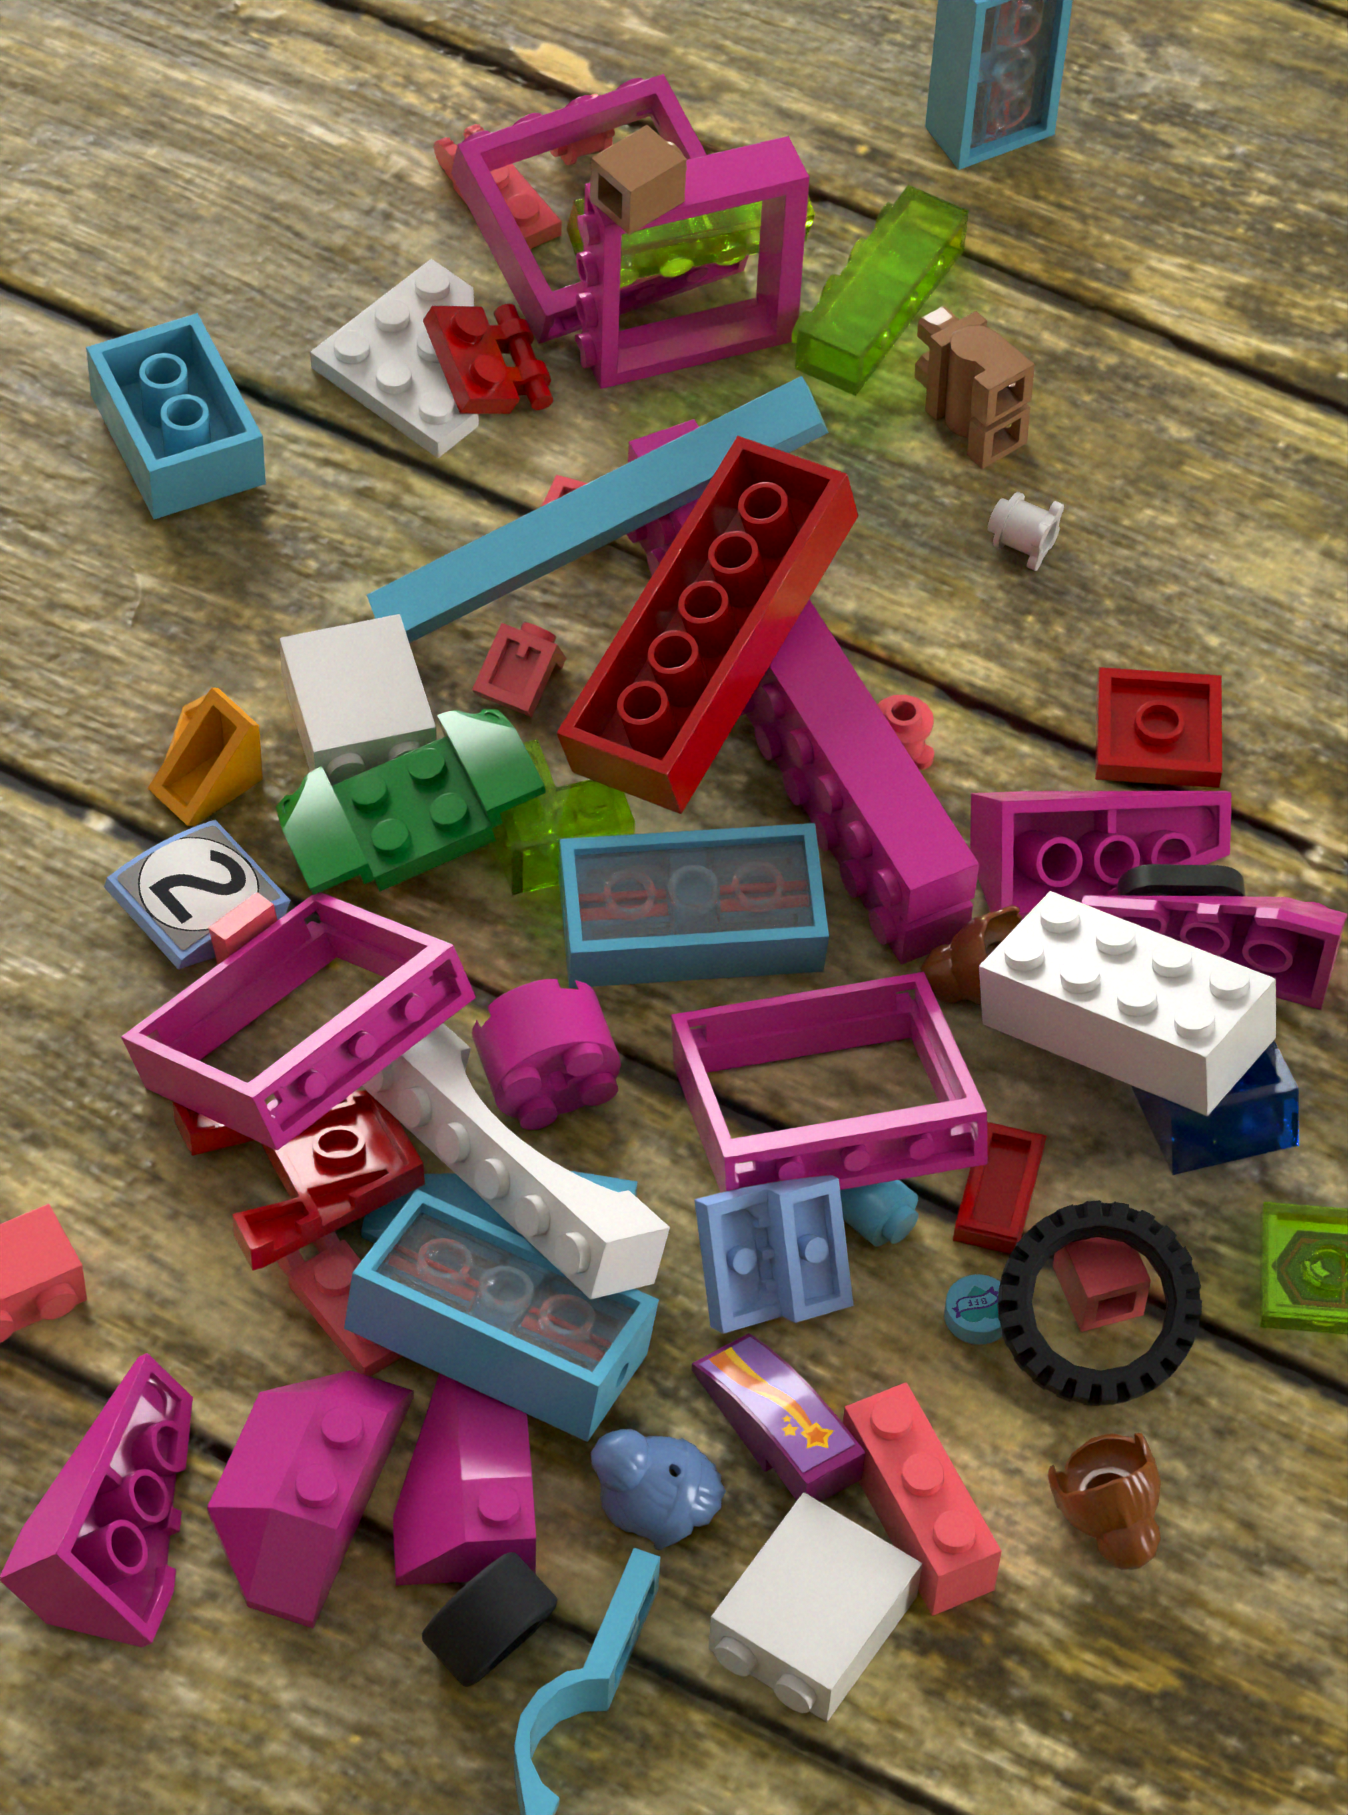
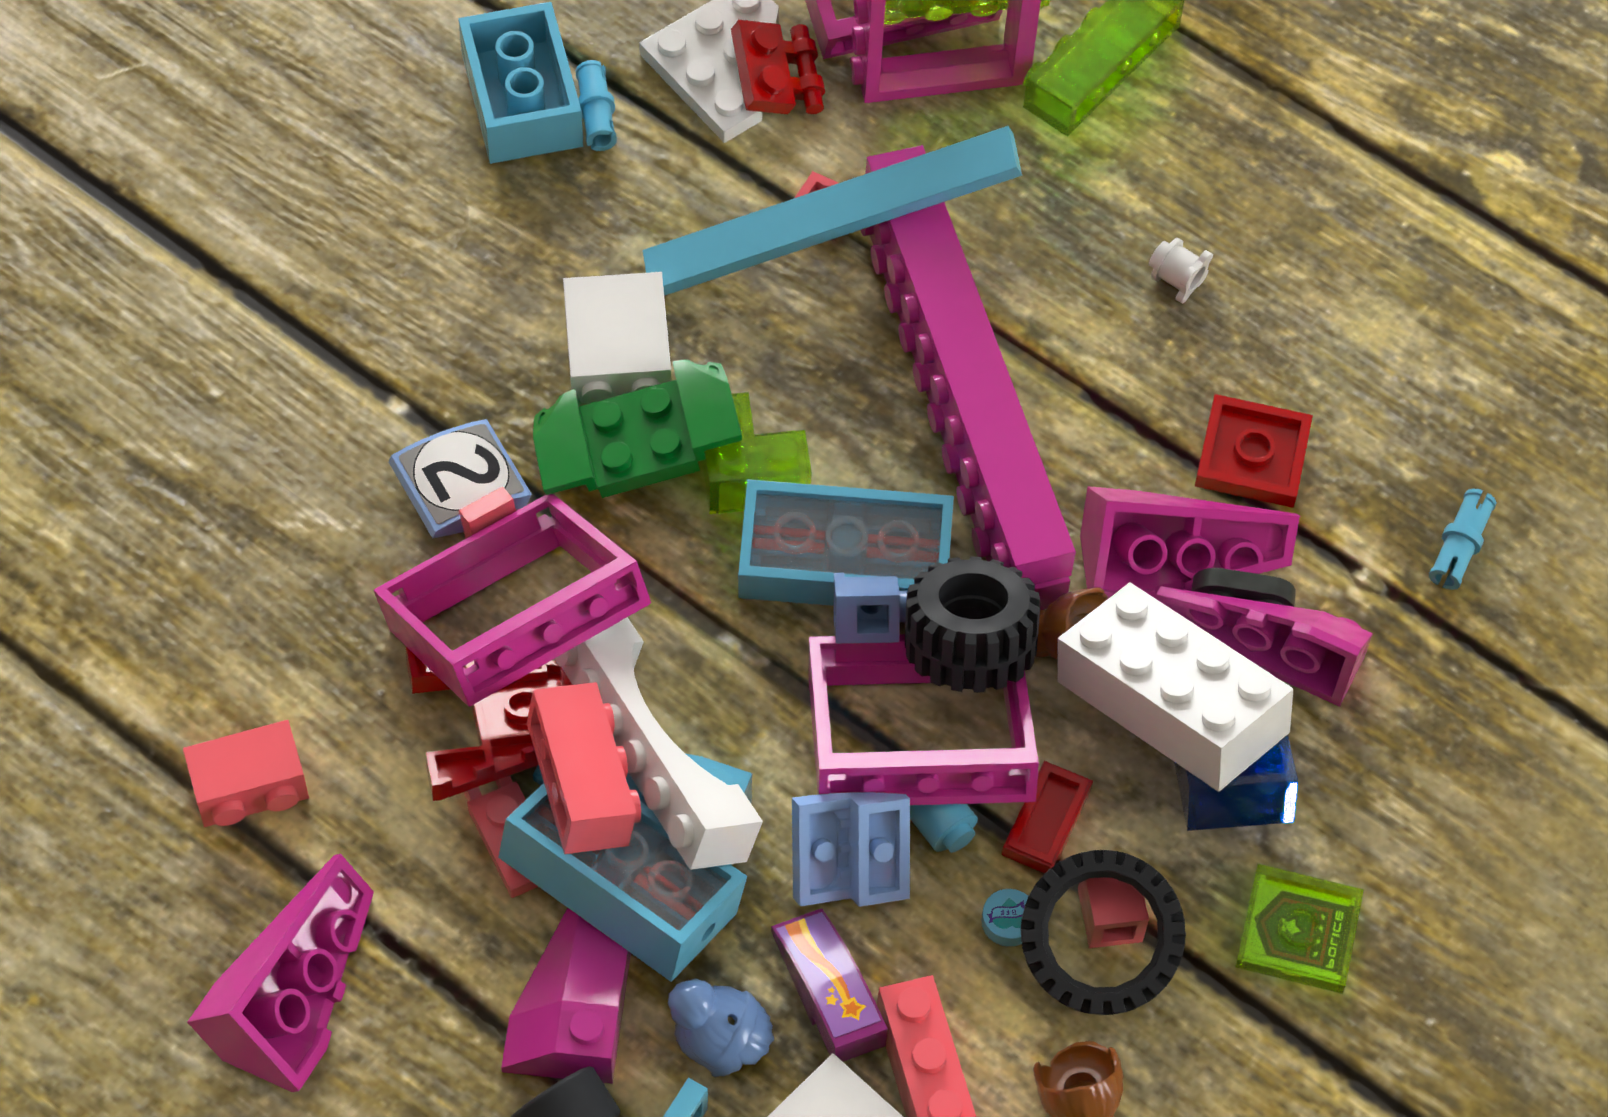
camera: 10 degrees right, 5 degrees up
(209, 758) = (491, 370): light orange slope -> none
(278, 433) = (596, 105): none -> medium azure pin
(303, 1486) = (444, 979): dark pink wedge -> none
(434, 1198) = (582, 768): none -> coral brick
(519, 667) = (750, 327): coral bracket -> none
(547, 1052) = (704, 653): dark pink brick -> none
(708, 624) = (895, 320): red brick -> none
(742, 988) = (867, 609): none -> medium blue brick
(870, 966) = (972, 624): none -> black tyre
(912, 724) = (1048, 421): coral brick -> none
(975, 383) = (1162, 142): medium nougat hips -> none

